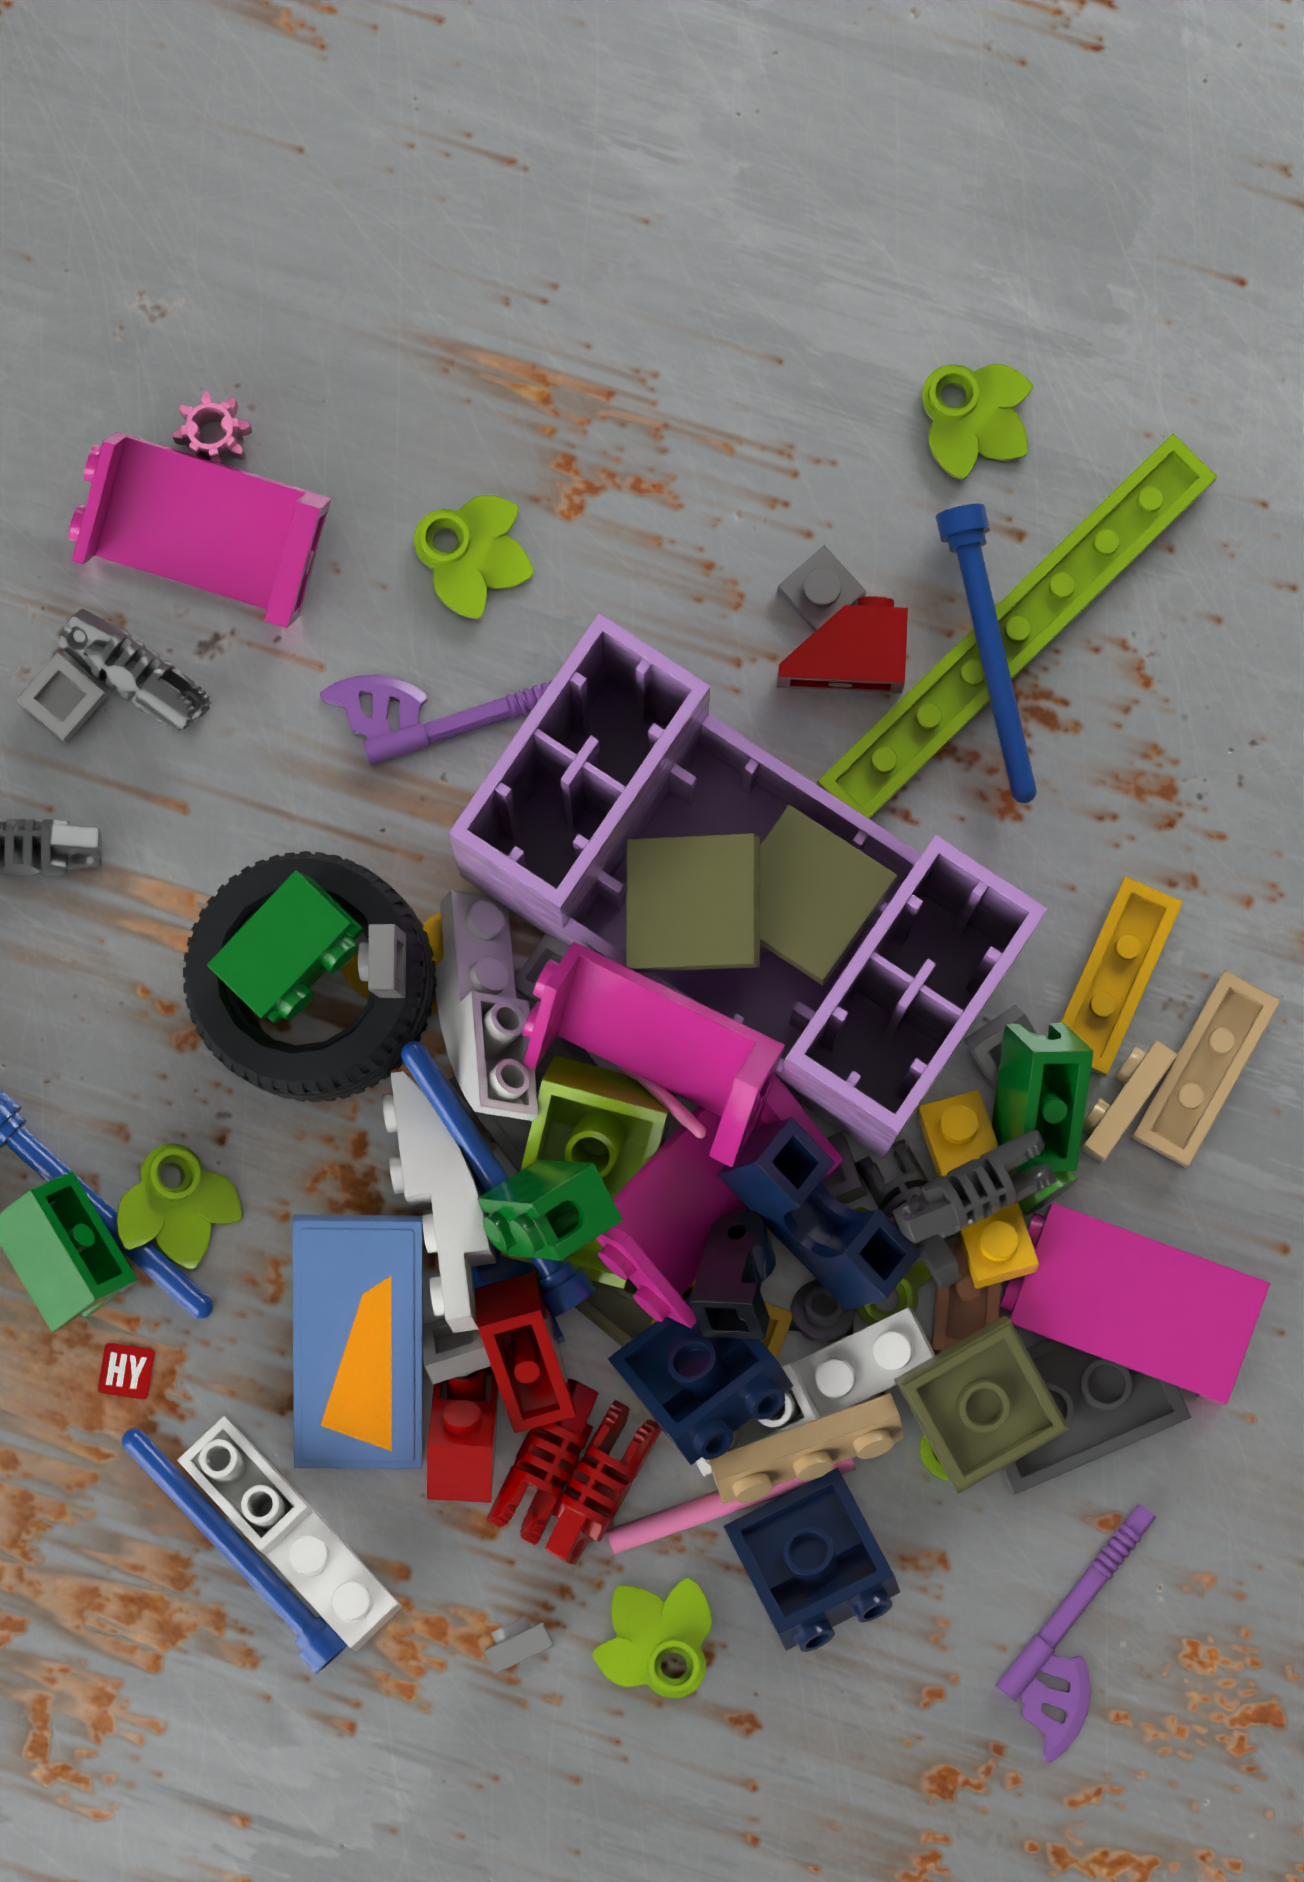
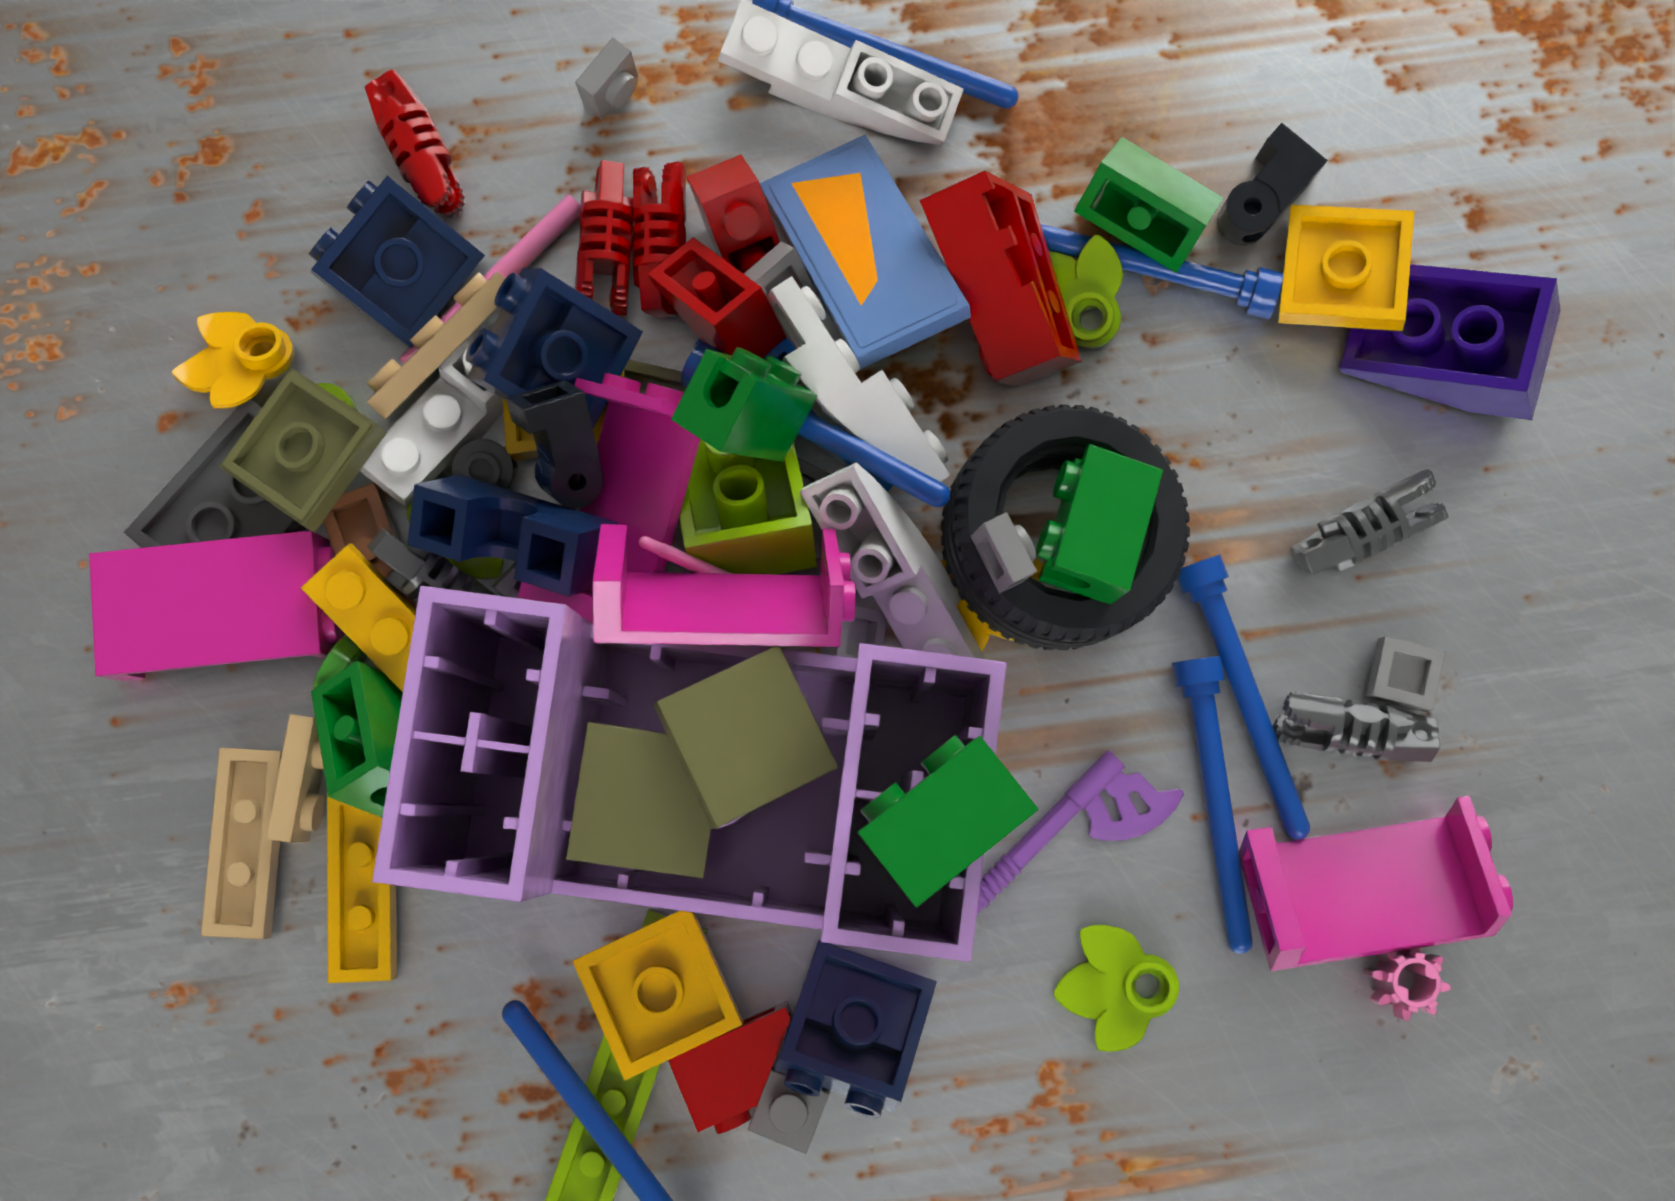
camera: 155 degrees right, 0 degrees up
(126, 1371) = (1043, 151): red sticker -> none
(200, 869) = (1206, 585): none -> blue piece
(239, 1241) = (1006, 275): none -> red wedge
(254, 782) = (1200, 683): none -> blue piece
(564, 729) = (945, 818): none -> green brick
(651, 1630) = (506, 149): lime plate -> none
(729, 626) = (855, 1030): none -> dark blue plate
(739, 1678) = (414, 143): none -> red hinge
(886, 743) = (658, 992): none -> yellow plate
(975, 1190) = (378, 620): dark grey hinge -> none
(1022, 1546) = (236, 359): none -> yellow plate
(1038, 1654) = (176, 284): medium lavender piece -> none

